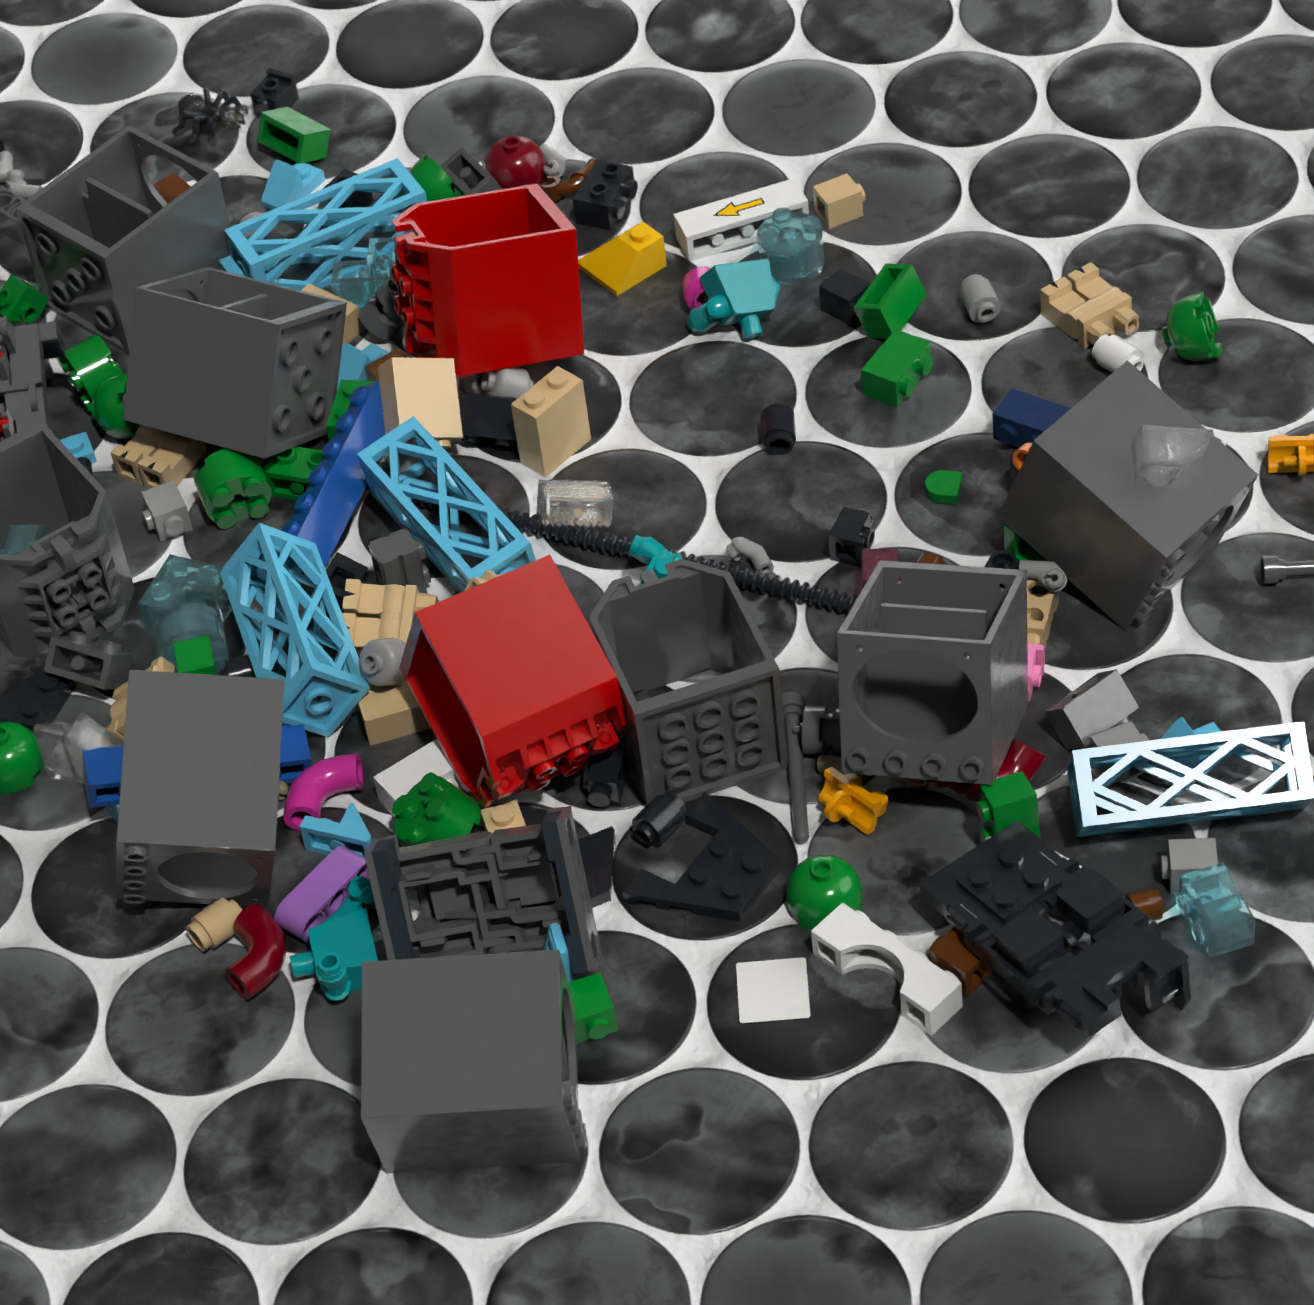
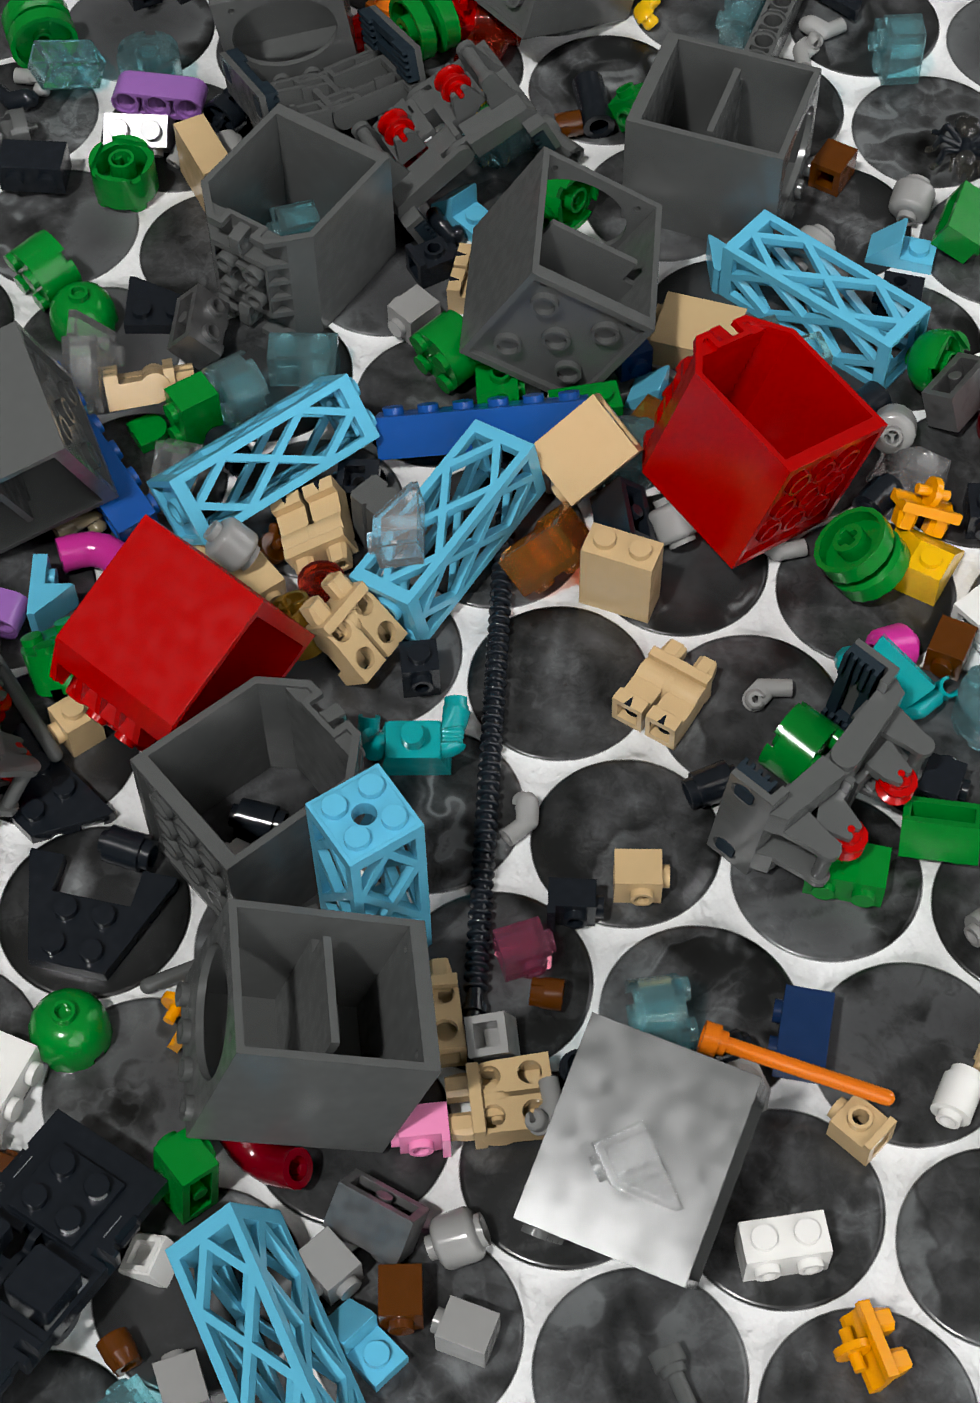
camera: 65 degrees right, 10 degrees up
(69, 121) = (898, 48): none -> clear light blue brick
(113, 479) = (430, 261): none -> black brick
(245, 161) = (912, 199): none -> light grey head
(457, 520) = (399, 530): none -> clear slope
(500, 461) = (546, 551): none -> clear orange brick
(575, 502) = (523, 633): clear brick -> none
(578, 577) = (419, 668): none -> black brick
(588, 231) = (929, 502): none -> light orange hips
(614, 273) = (861, 554): none -> green wheel
(676, 432) = (665, 693): none -> tan hips
(700, 378) = (763, 690): none -> light grey arm
(717, 250) = (950, 648): none -> reddish brown brick
(776, 358) = (799, 742): none -> green brick
(781, 549) = (372, 844): none -> medium azure piece
(841, 341) = (814, 813): none -> dark grey container
(844, 487) = (639, 876): none -> tan brick
(944, 486) = (694, 967): green tile -> none
(979, 495) = (662, 1008): none -> clear light blue brick
(1130, 661) = (457, 1238): none -> light grey head
(1161, 708) = (400, 1298): none -> reddish brown brick
(1207, 679) = (466, 1330): none -> light grey brick

